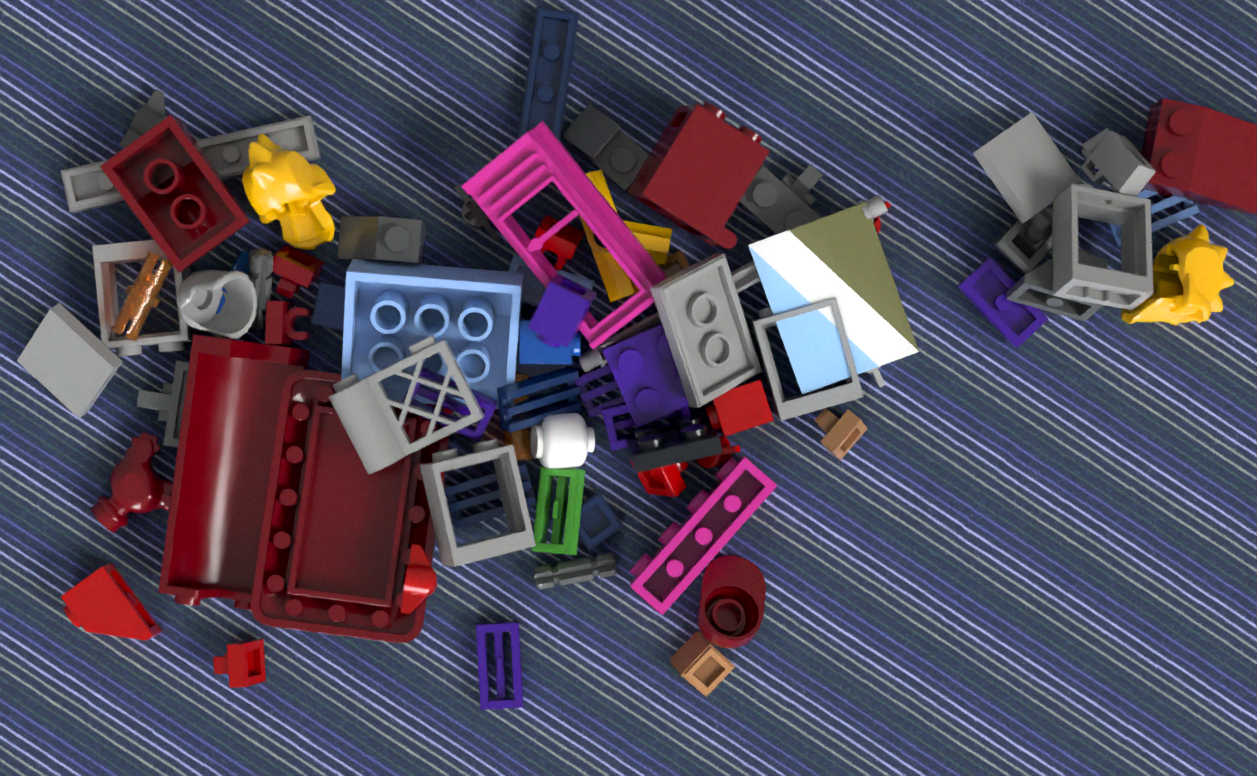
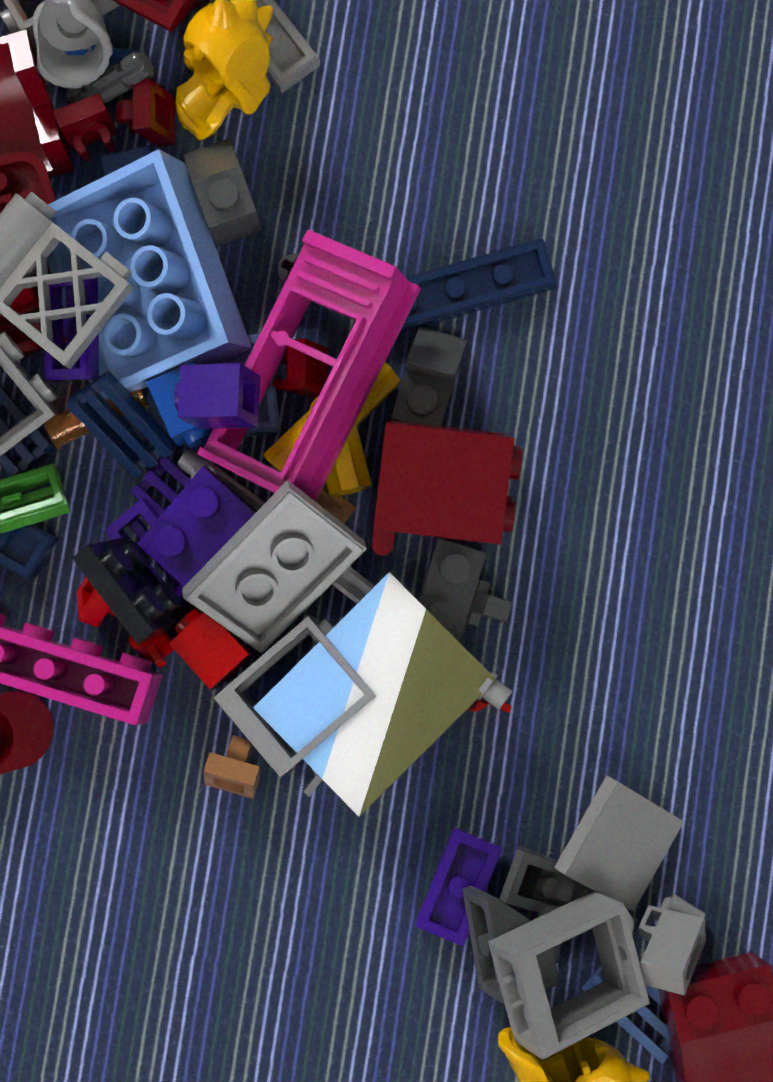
camera: 70 degrees right, 5 degrees down
(562, 441) = (90, 472): white head -> none

